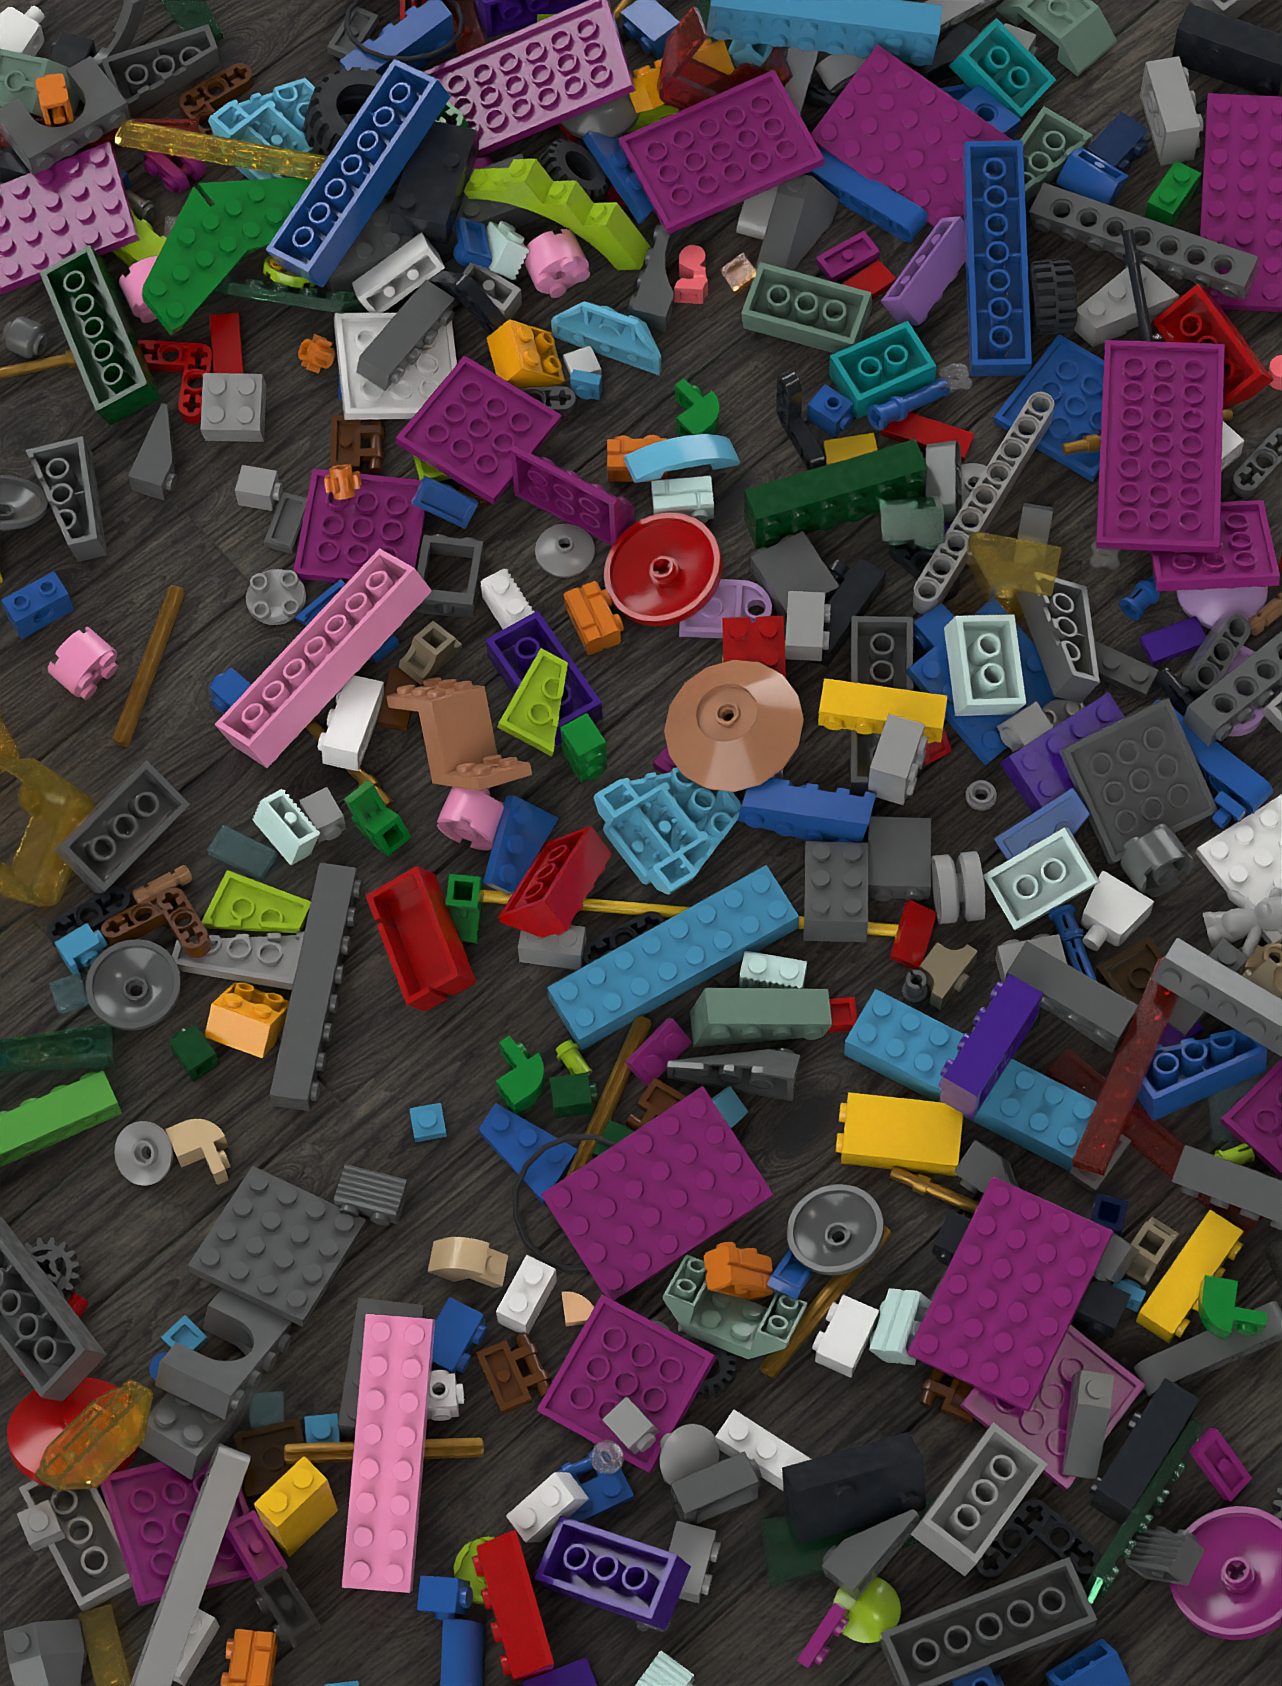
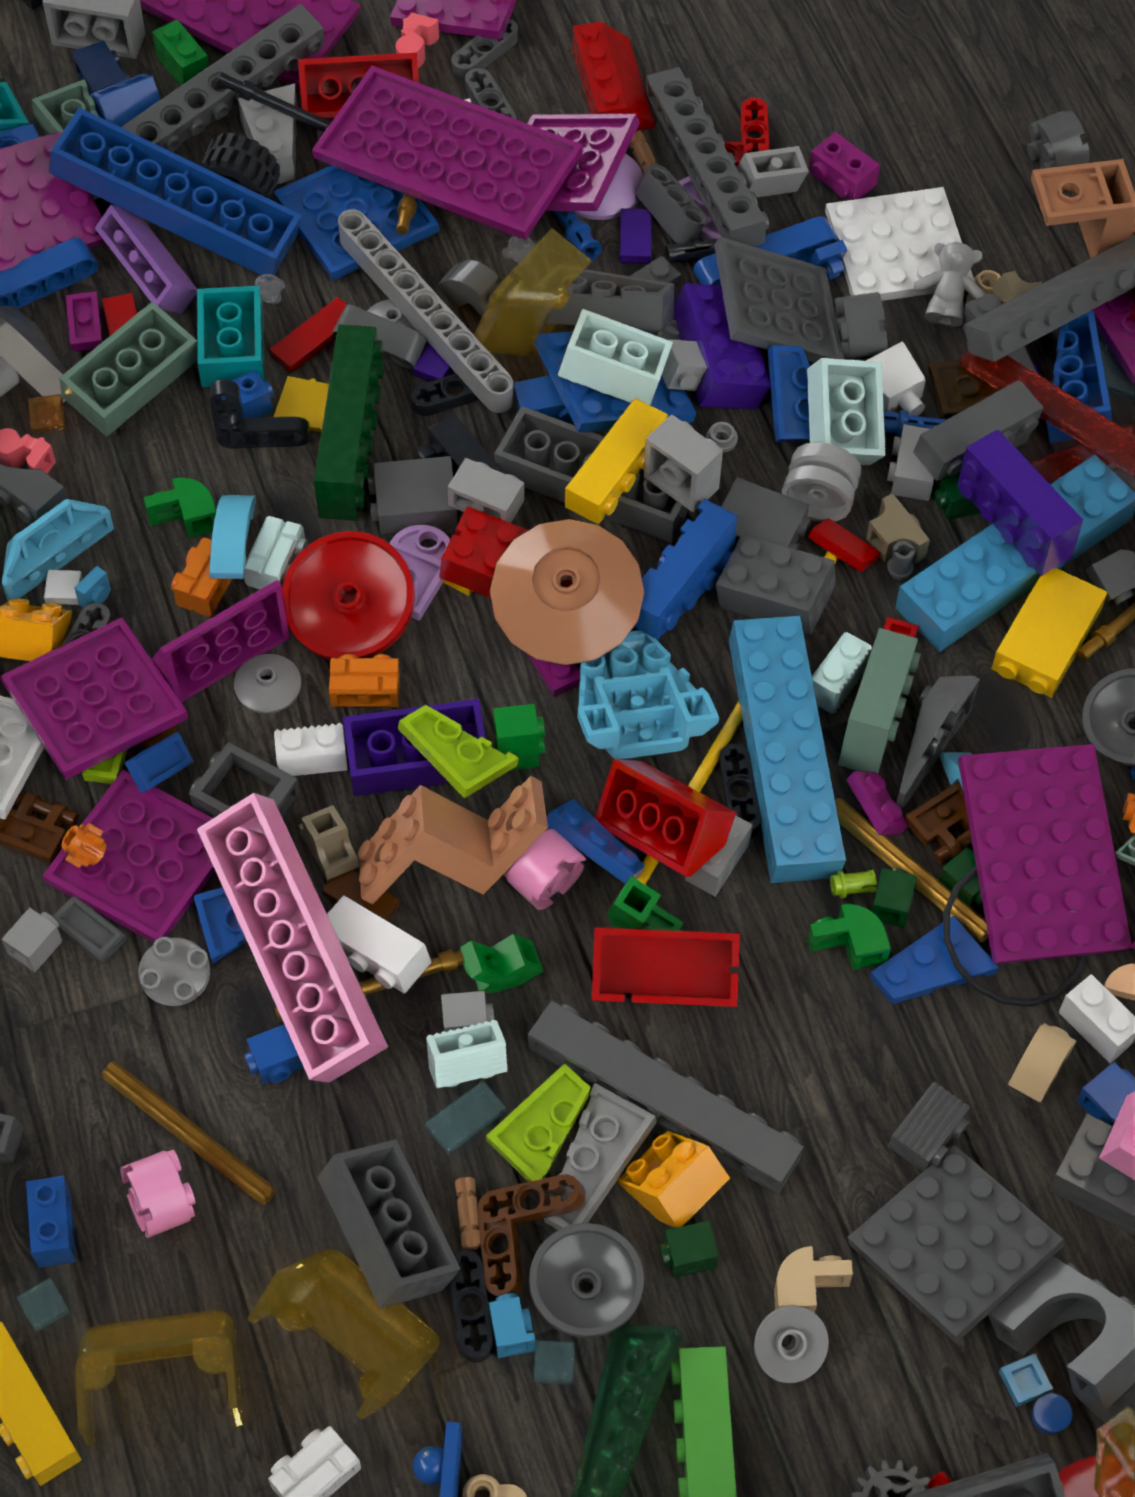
camera: 70 degrees left, 5 degrees down
(428, 1122) = (863, 1046): dark azure plate -> none
(898, 407) = (279, 339): blue pin -> none
(912, 519) = (418, 361): clear green brick -> none

